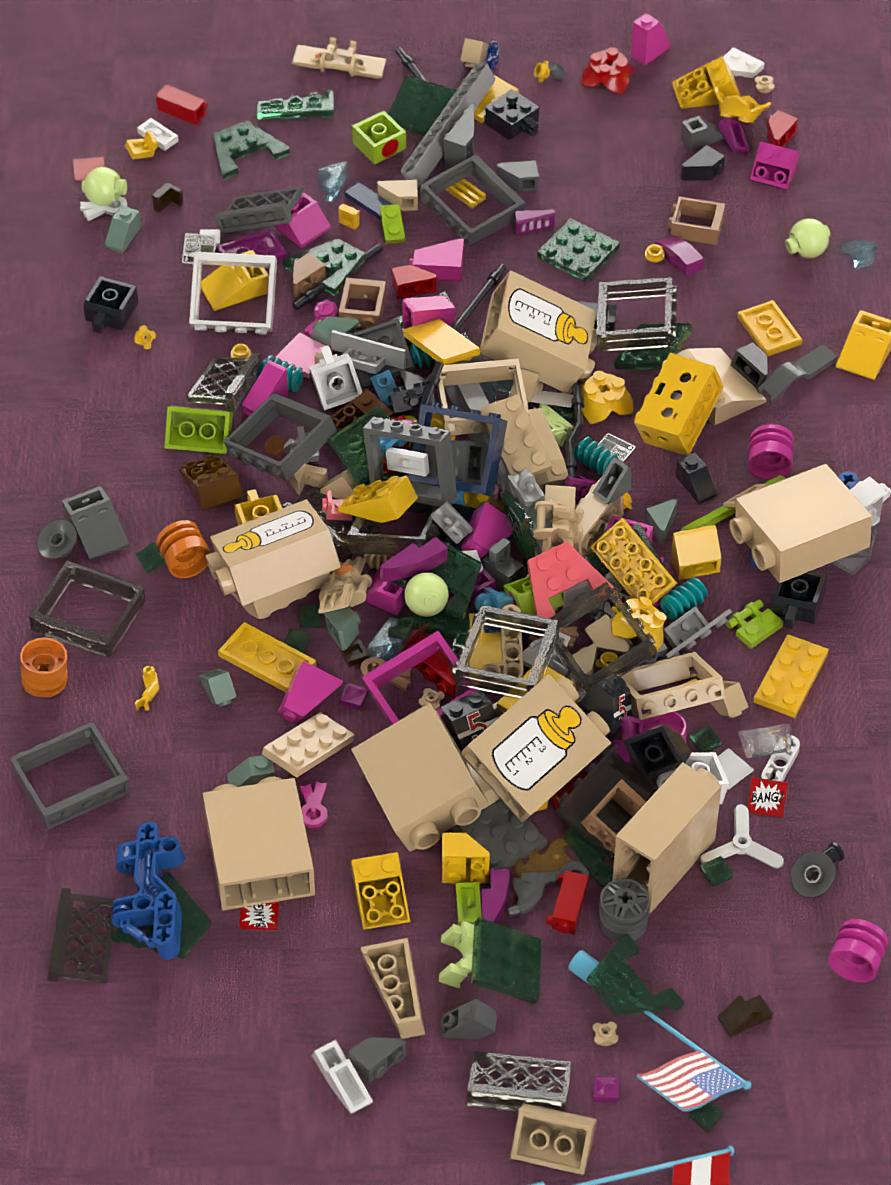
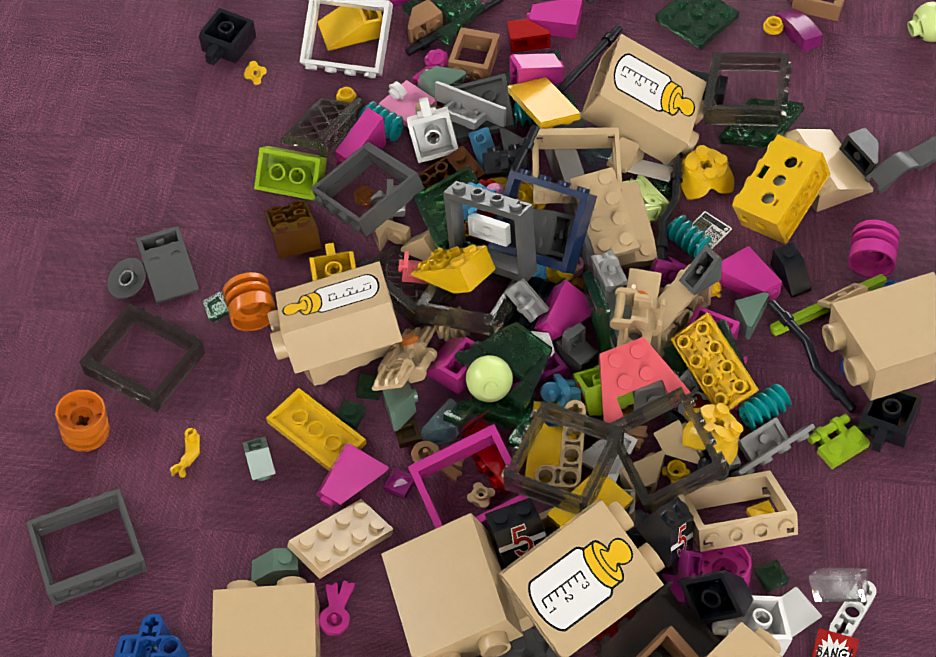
camera: 10 degrees right, 5 degrees up
(293, 343) = (397, 91): none -> white plate
(414, 561) = (480, 341): magenta slope -> none
(555, 664) = (616, 474): dark grey arm -> none
(656, 485) = (749, 275): none -> dark pink slope
(696, 552) = (783, 355): yellow slope -> none
(733, 702) = (808, 531): tan slope -> none
(747, 580) = (836, 391): none -> black bar
(769, 328) = (883, 112): yellow tile -> none
(791, 675) = (873, 507): yellow plate -> none

